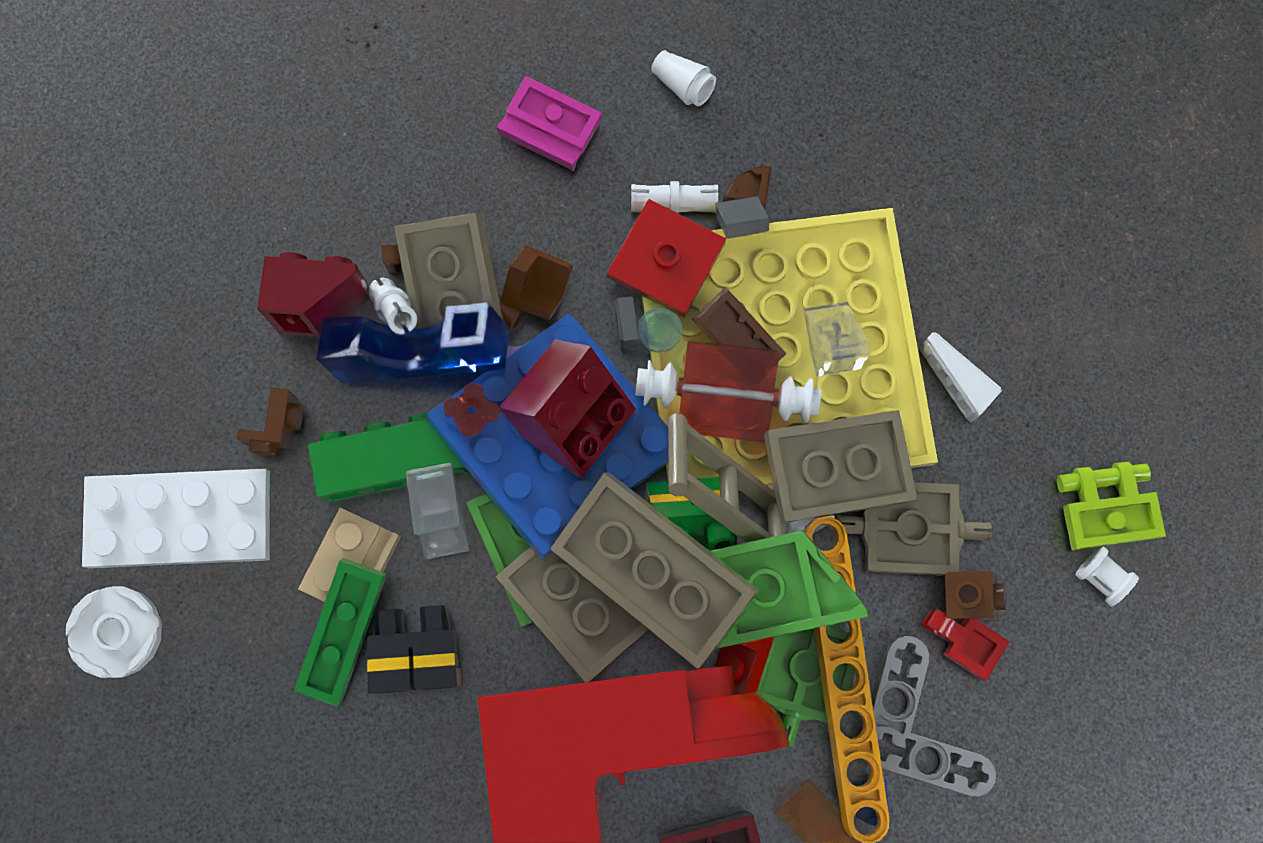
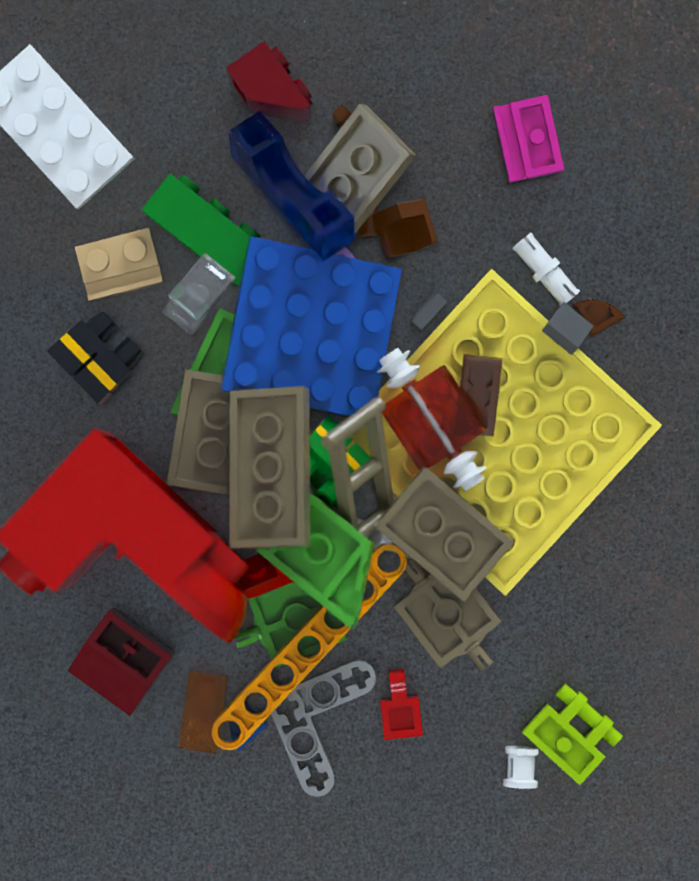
camera: 55 degrees right, 10 degrees up
(282, 418) = (174, 139): reddish brown bracket -> none
(340, 632) = (70, 299): green plate -> none
(392, 305) = (307, 147): white pin -> none
(470, 423) = (267, 272): clear red plate -> none
(569, 406) = (331, 325): dark red slope -> none
(660, 330) = (440, 338): clear light blue plate -> none
(666, 258) = (494, 301): red plate -> none
(684, 77) = (640, 204): white cone -> none
(835, 339) = (532, 459): clear slope -> none
(962, 379) = (577, 570): white slope -> none
(974, 595) = (433, 690): reddish brown bracket -> none

